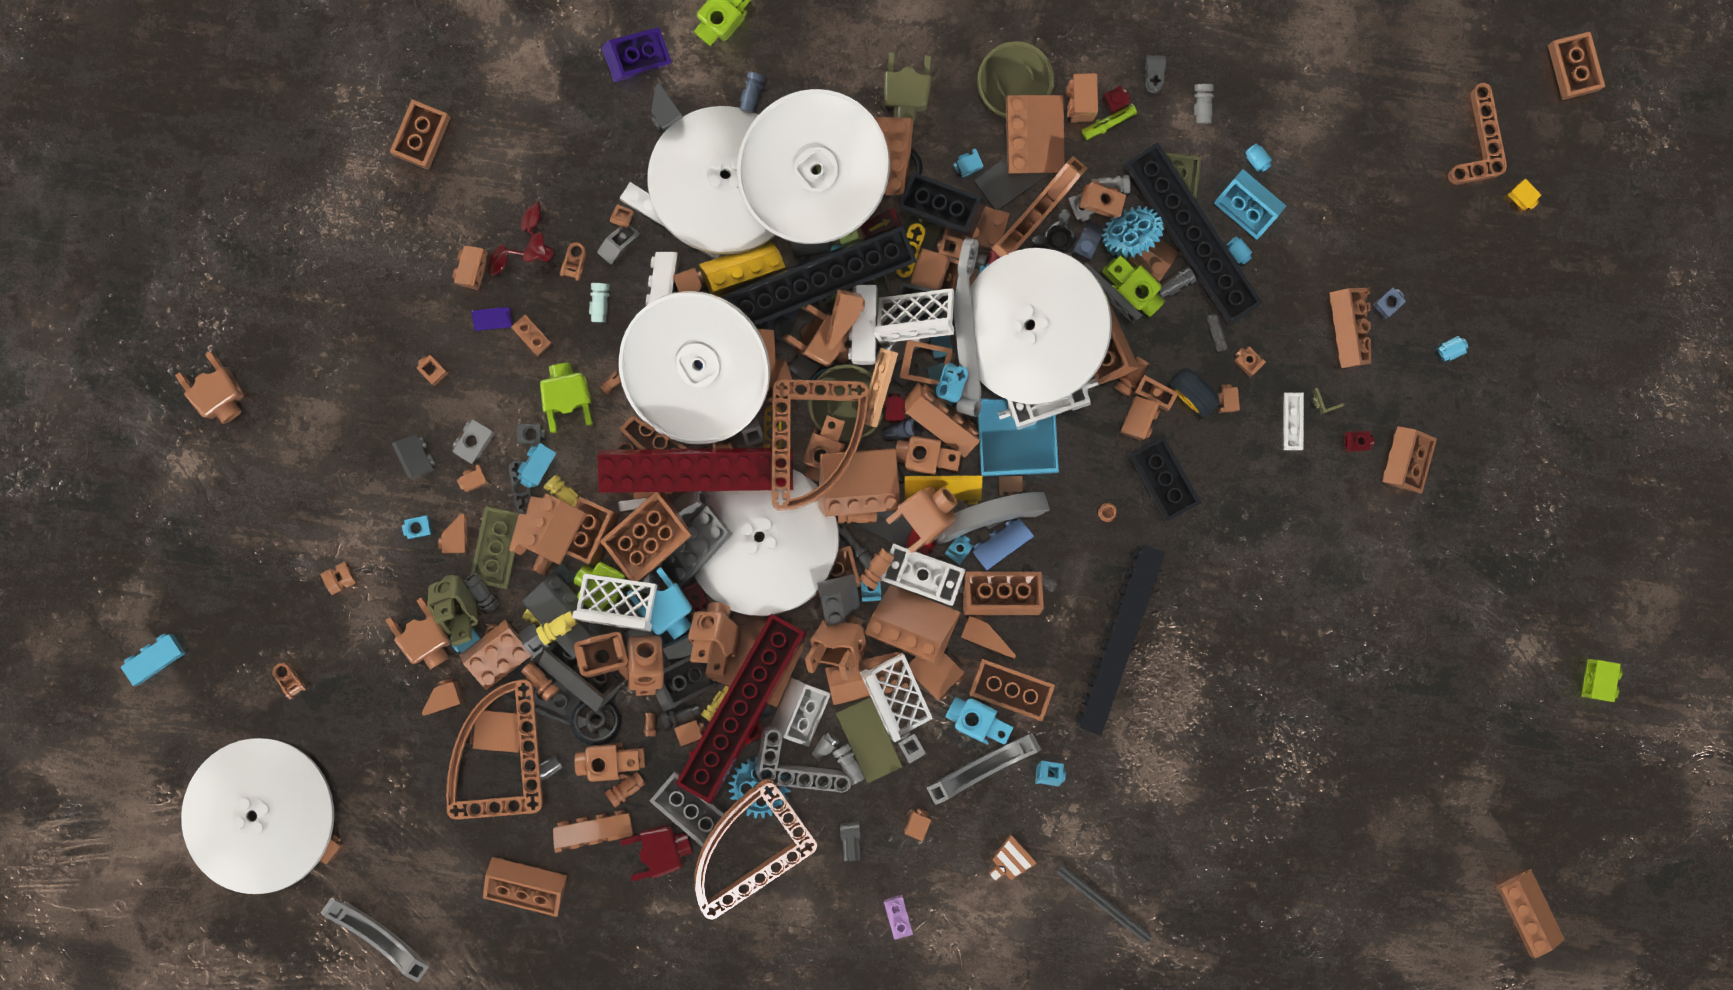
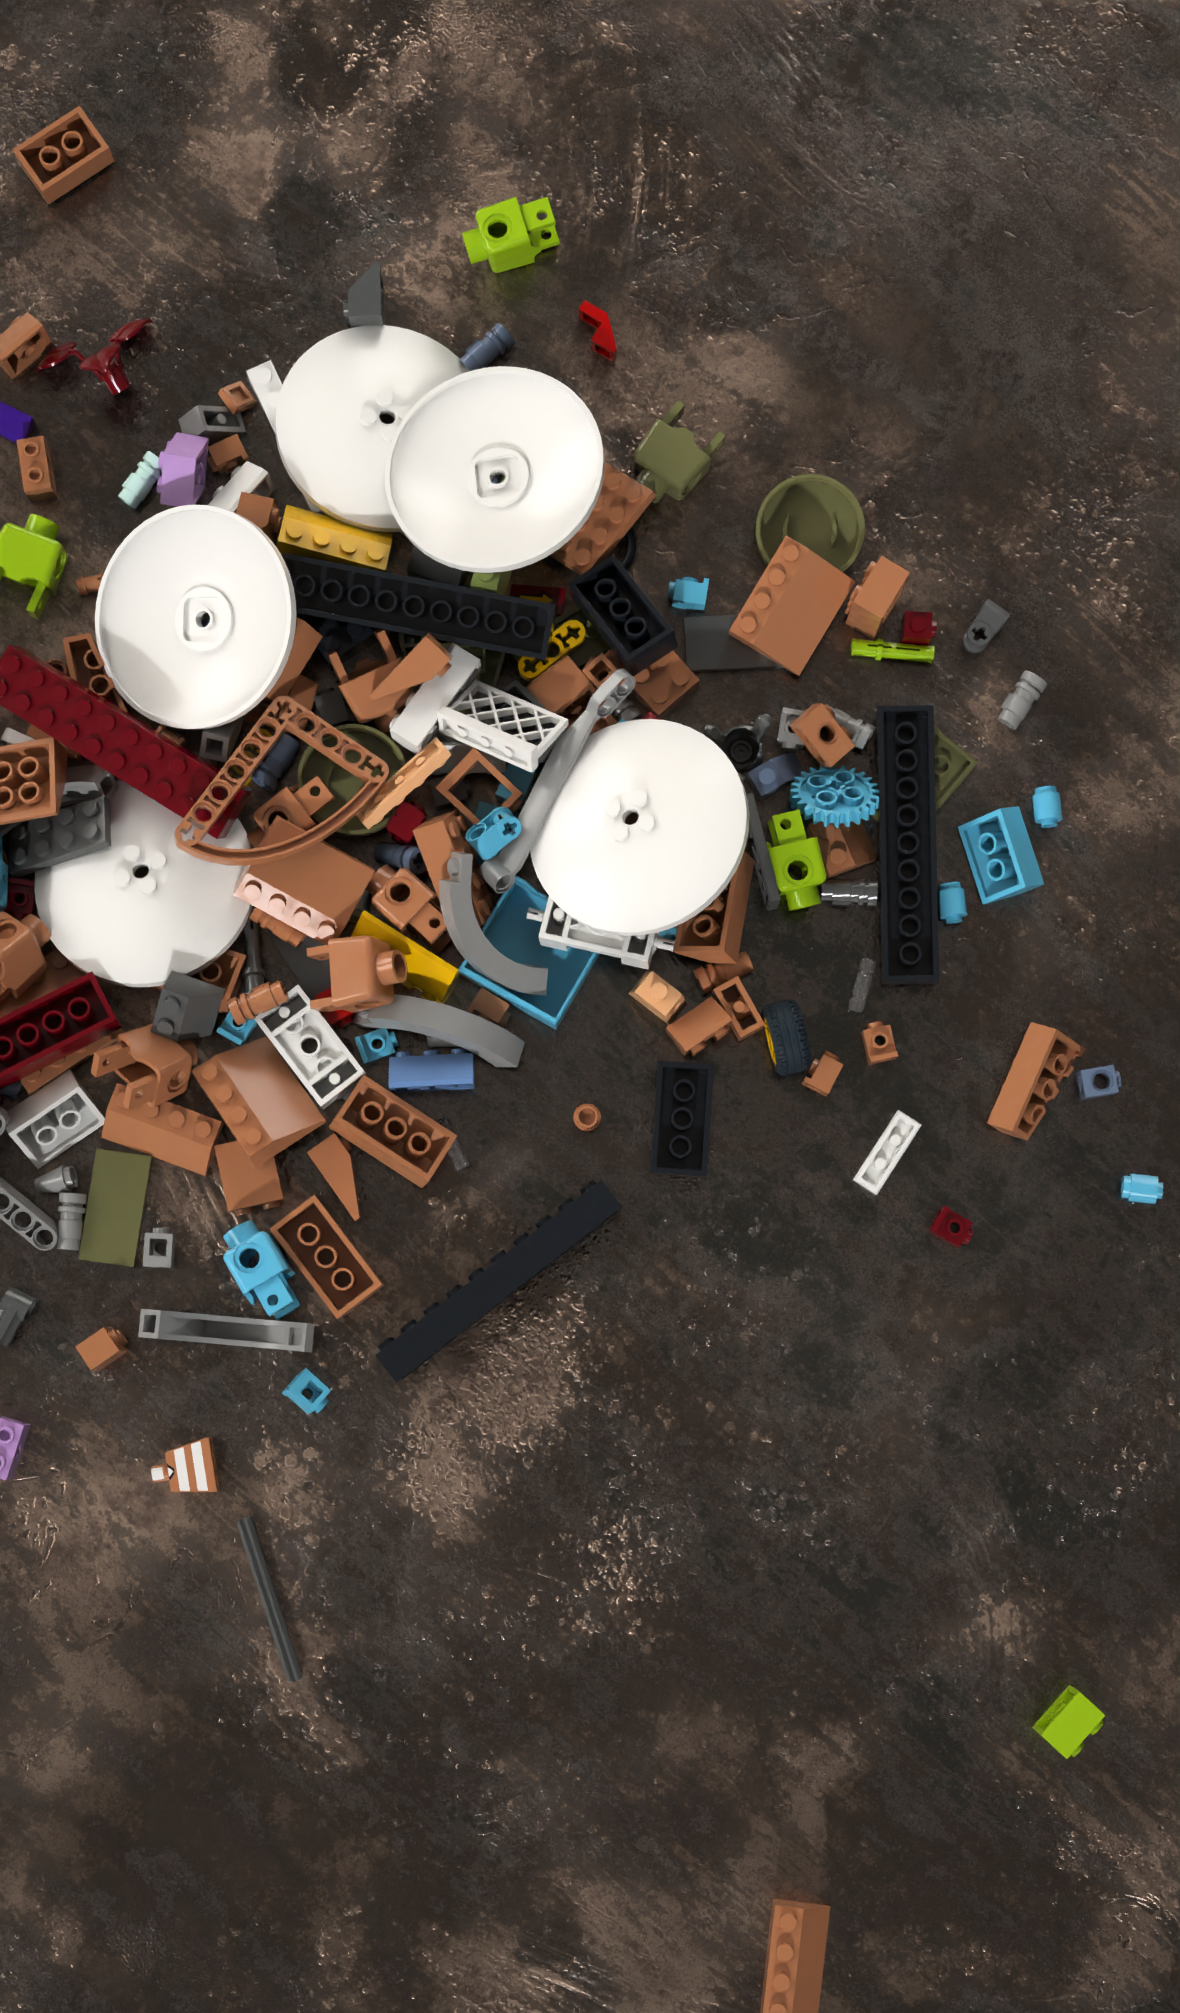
camera: 35 degrees right, 5 degrees down
(573, 263) = (143, 415): nougat piece -> none
(623, 282) = (183, 470): none -> lavender brick
(636, 54) = (379, 221): dark purple slope -> none
(640, 255) = (227, 455): none -> nougat brick
(794, 420) = (276, 763): none -> sand blue axle
(819, 42) = (603, 339): none -> red slope
(880, 700) = (156, 1171): white fence -> none
(977, 453) = (470, 940): none -> light grey arch
(1040, 208) = (742, 698): nougat arch -> none
(1103, 415) = (658, 996): none -> light nougat torso
(1318, 402) = (931, 1150): olive bracket -> none
(1409, 459) = (1001, 1290): nougat slope -> none

